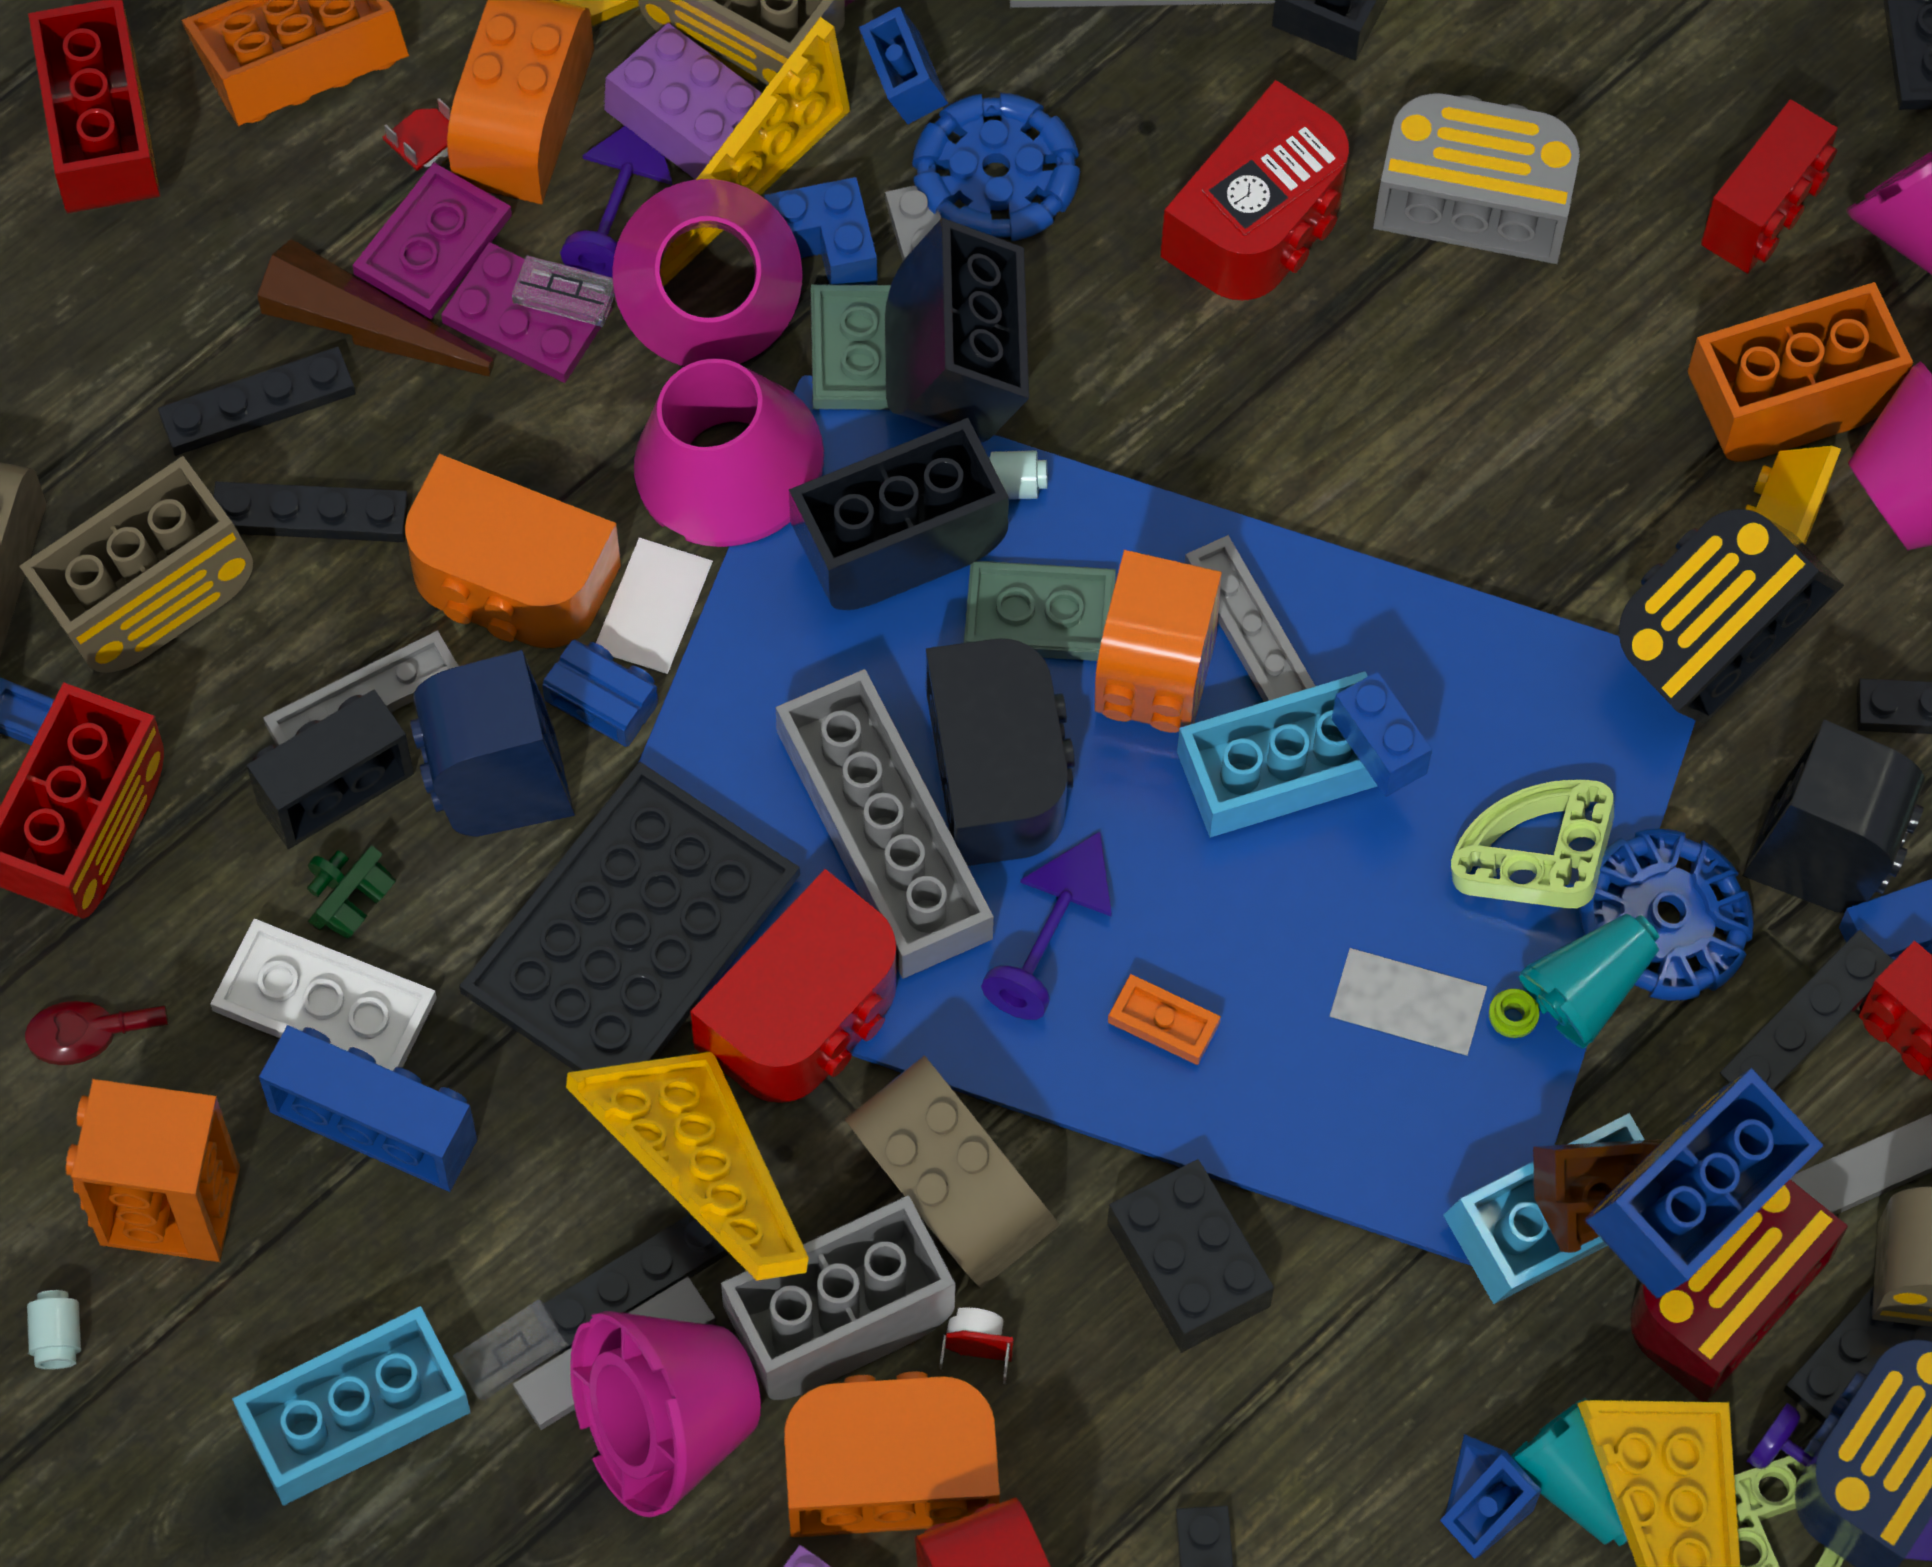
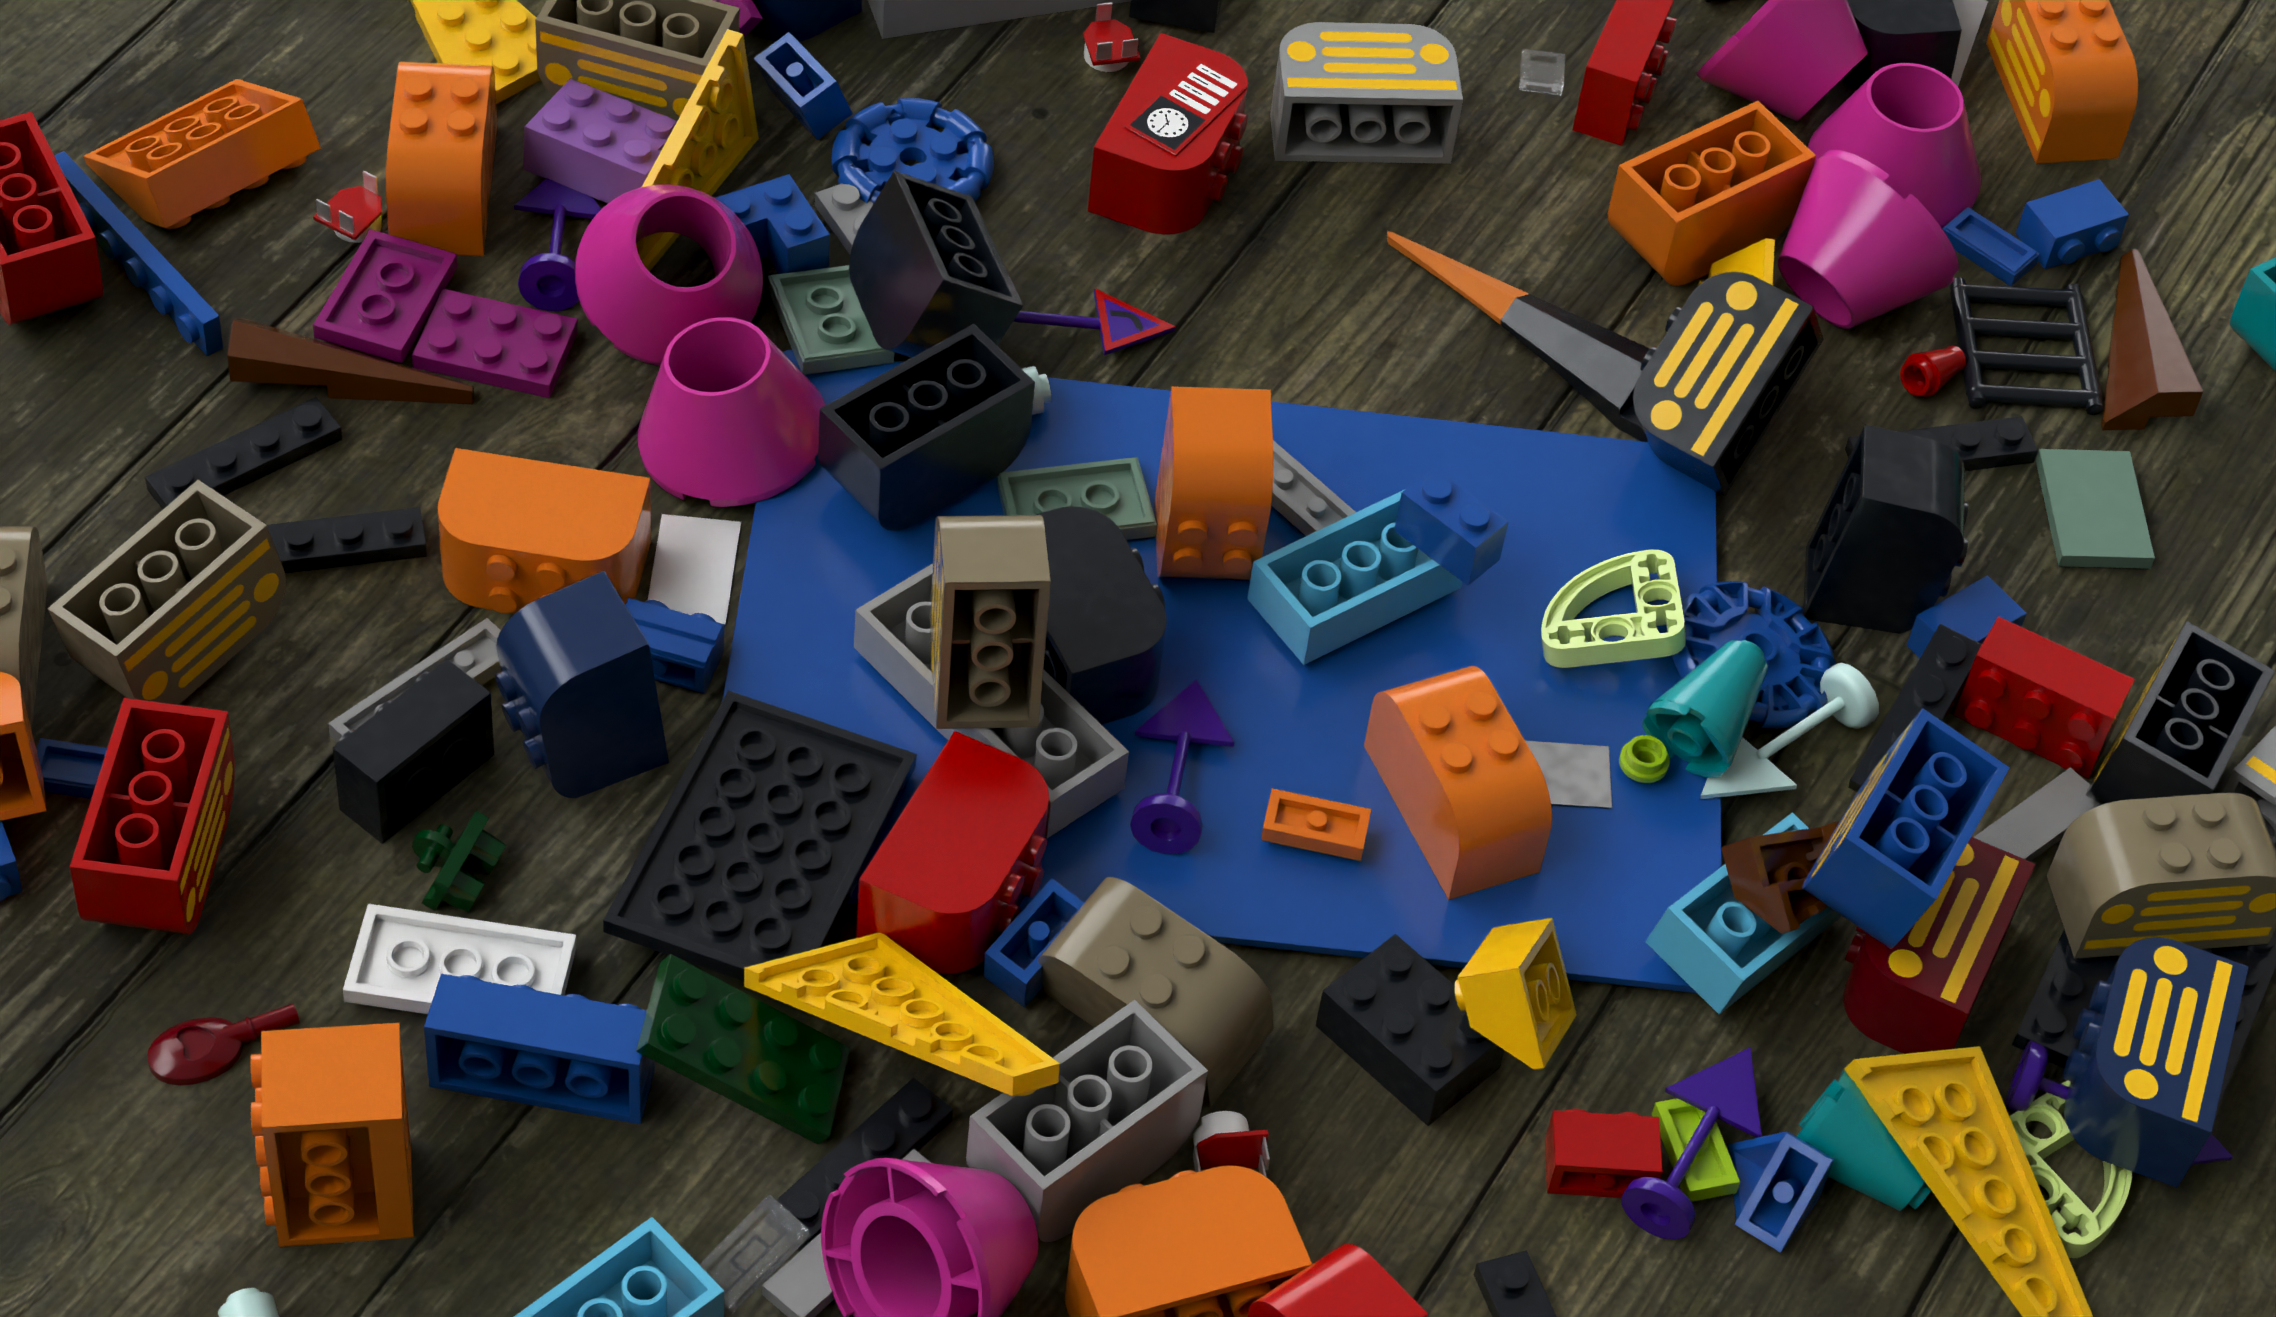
camera: 20 degrees left, 15 degrees down
(207, 164) = (143, 262): none -> blue plate
(547, 1151) = (743, 1049): none -> dark green plate
(564, 291) = (531, 311): clear tile -> none
(849, 1089) = (1013, 957): none -> blue brick
(876, 769) = (988, 620): none -> dark tan brick
(1150, 403) = (1118, 322): none -> dark purple piece
(1238, 58) = (1109, 42): none -> piece
(1295, 1248) = (1518, 991): none -> yellow slope
(1312, 1008) = (1461, 779): none -> orange brick
(1332, 1423) = (1600, 1152): none -> red brick
(1425, 1436) = (1712, 1169): none -> lime plate
(1467, 1388) = (1722, 1093): none -> dark purple piece
(1610, 518) = (1585, 354): none -> plate
(1620, 1041) = (1848, 700): none -> light aqua piece
(1690, 168) = (1541, 71): none -> clear tile

